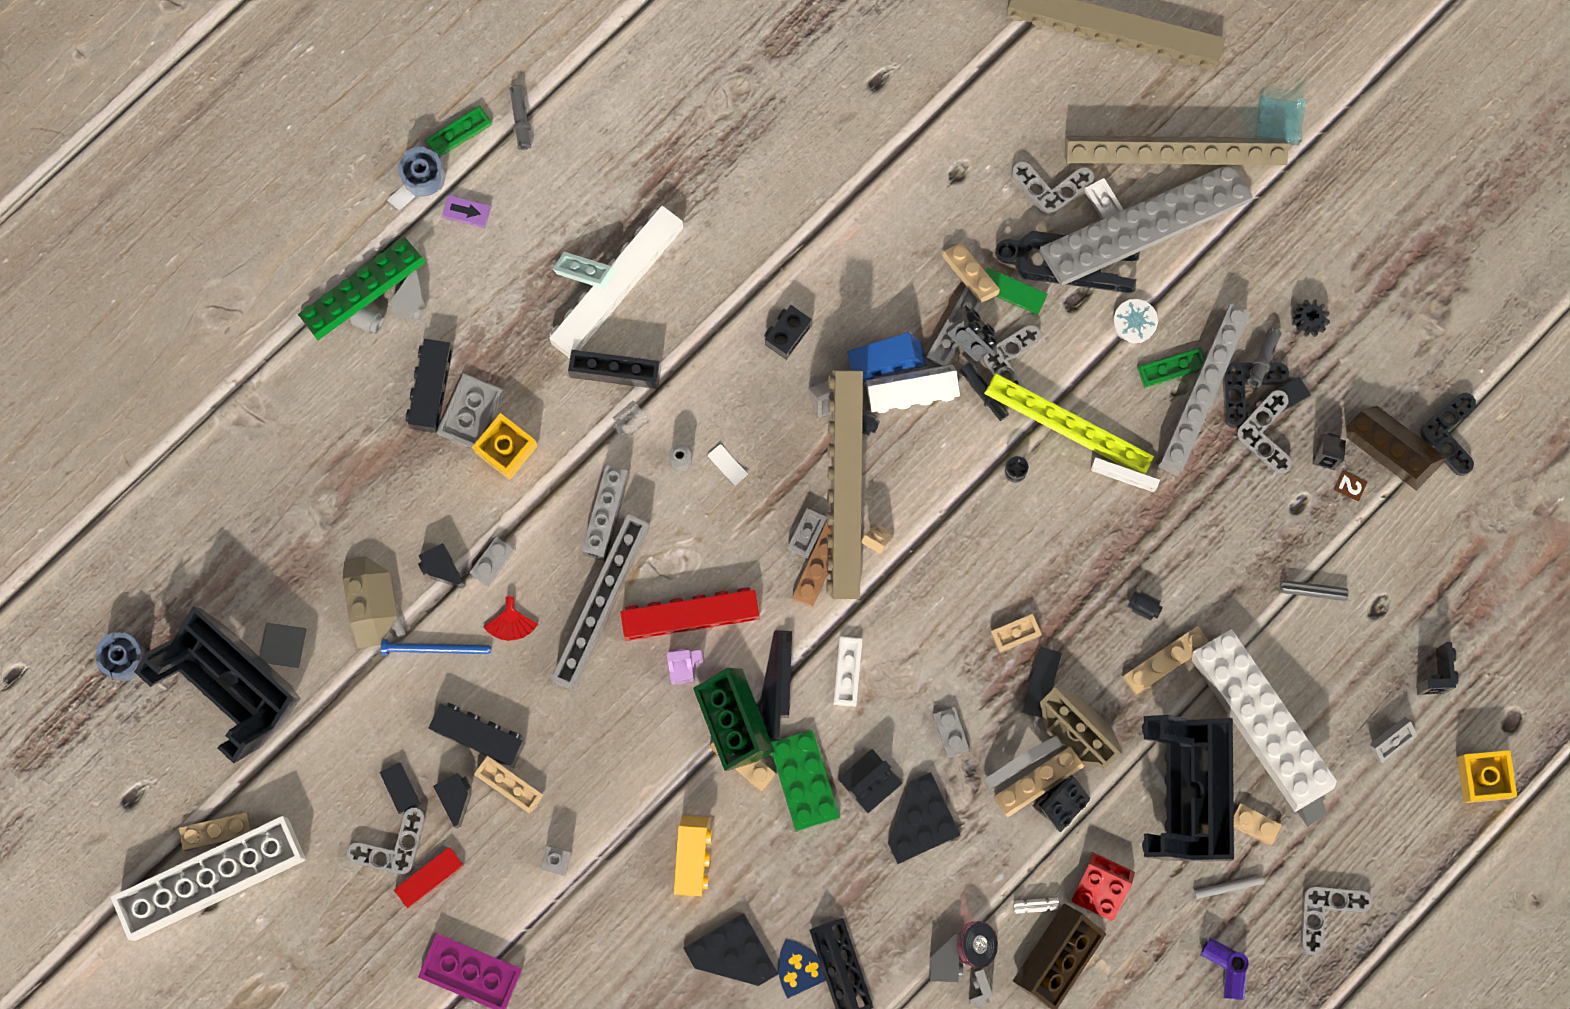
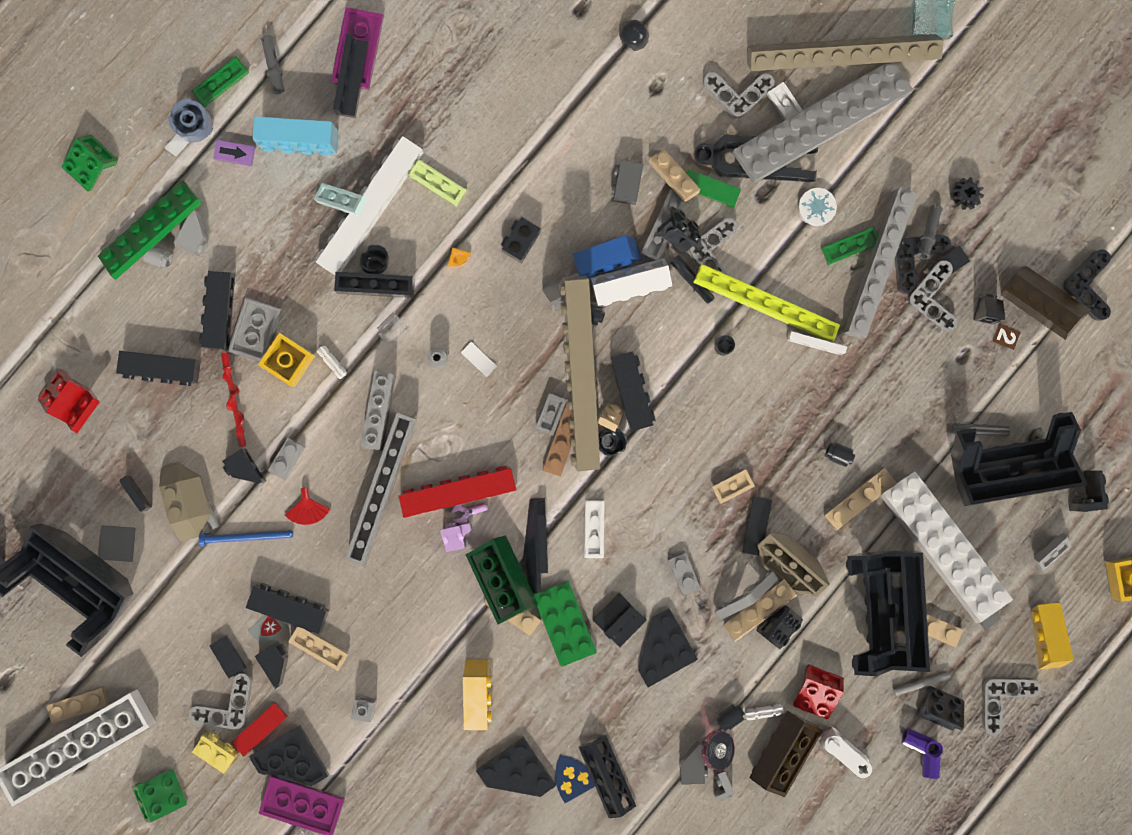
camera: 10 degrees left, 10 degrees up
(247, 472) = (68, 400): none -> red bracket
(298, 208) = (87, 161): none -> green bracket
(300, 947) = (159, 796): none -> green bracket
(312, 587) = (135, 493): none -> black tile
(354, 444) = (158, 367): none -> black brick
(373, 900) = (215, 751): none -> light yellow bracket
(435, 492) = (232, 405): none -> red piece
(450, 759) = (267, 630): none -> light grey sticker
(462, 915) = (290, 759): none -> black plate
(540, 196) = (295, 135): none -> medium azure brick
(556, 454) = (332, 362): none -> white axle
(608, 137) = (350, 77): none -> black fence
(617, 340) = (374, 260): none -> black hair
(618, 107) = (363, 27): none -> magenta plate
(696, 261) = (437, 182): none -> yellowish green tile
(700, 639) = (468, 511): none -> lavender bar
(713, 347) = (458, 257): none -> light orange tile
(876, 569) = (612, 442): none -> black hair
(904, 514) = (631, 391): none -> black brick
(917, 276) = (628, 182): none -> dark grey brick
(936, 114) = (634, 35): none -> black hair
(995, 907) = (730, 717): none -> black brick
(1124, 952) = (846, 752): none -> white piece
(1252, 918) = (943, 709): none -> black bracket
(1352, 637) = (1019, 467): none -> black wedge
(1386, 840) = (1051, 636): none -> yellow wedge

